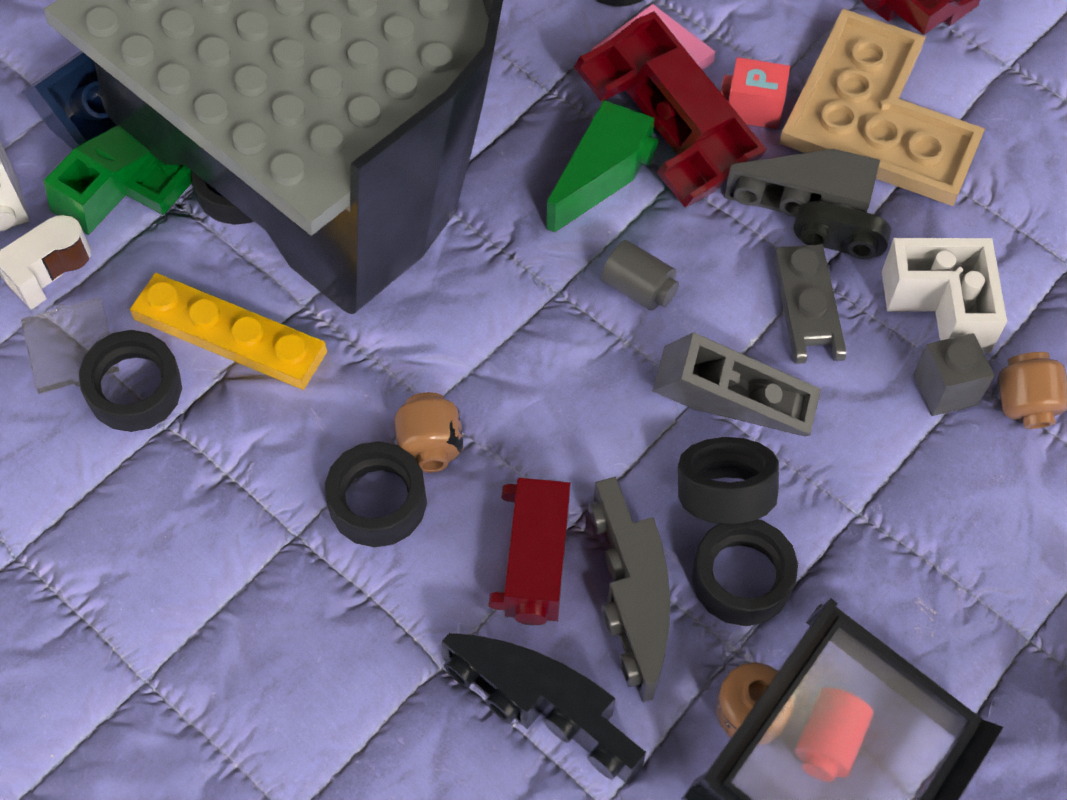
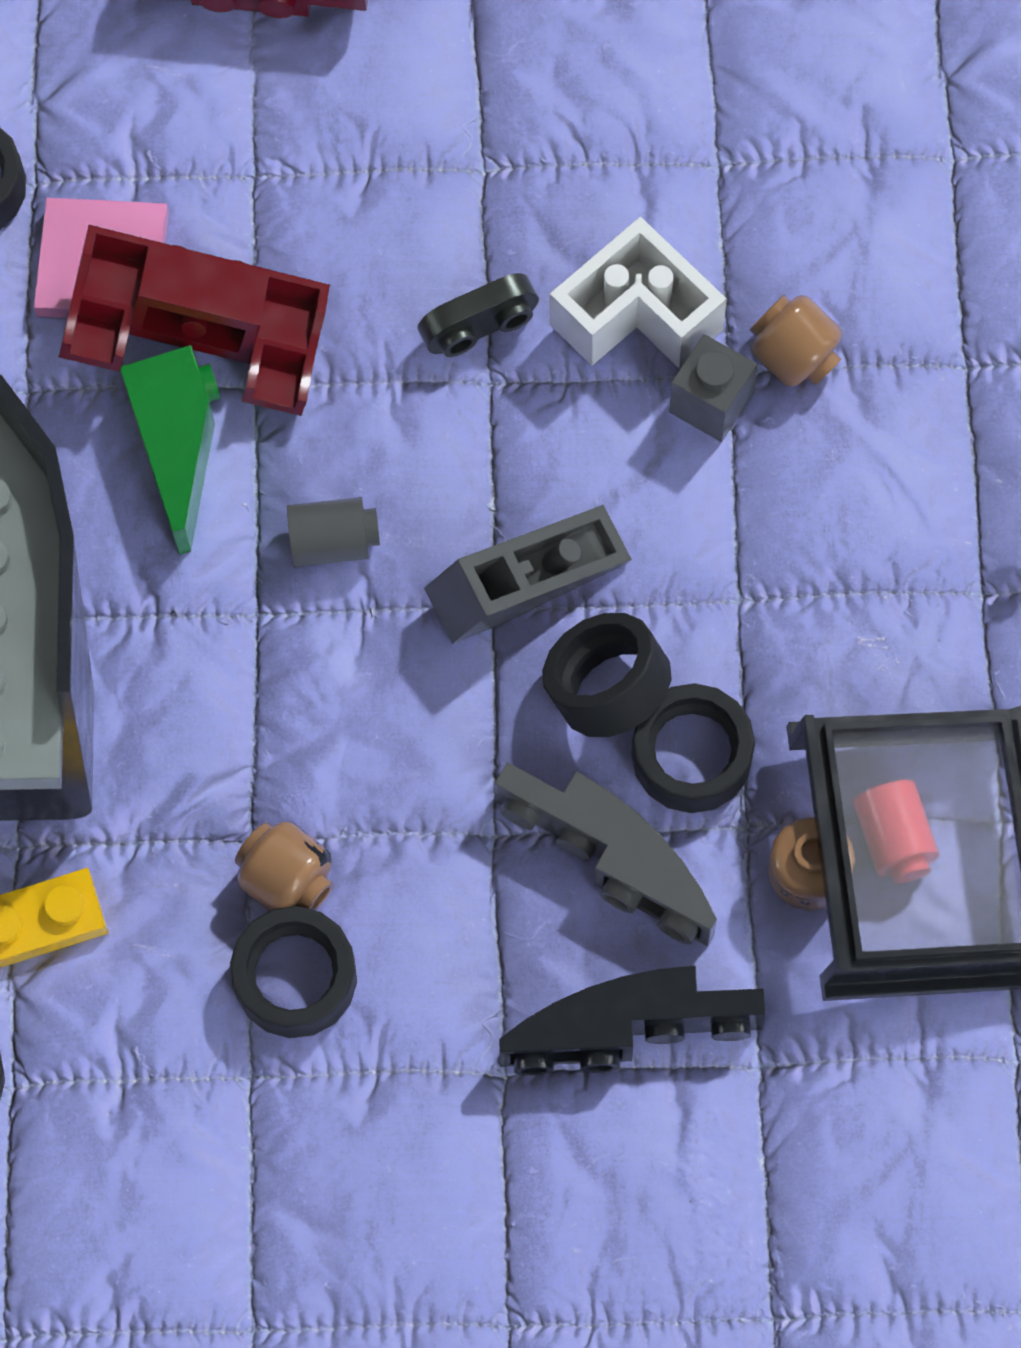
camera: 40 degrees left, 10 degrees up
(535, 551) = (493, 894): dark red brick -> none
(757, 91) = (256, 221): coral brick -> none
(802, 178) = (408, 281): dark grey slope -> none
(808, 300) = (509, 417): dark grey hinge -> none
(858, 109) = (390, 171): tan plate -> none

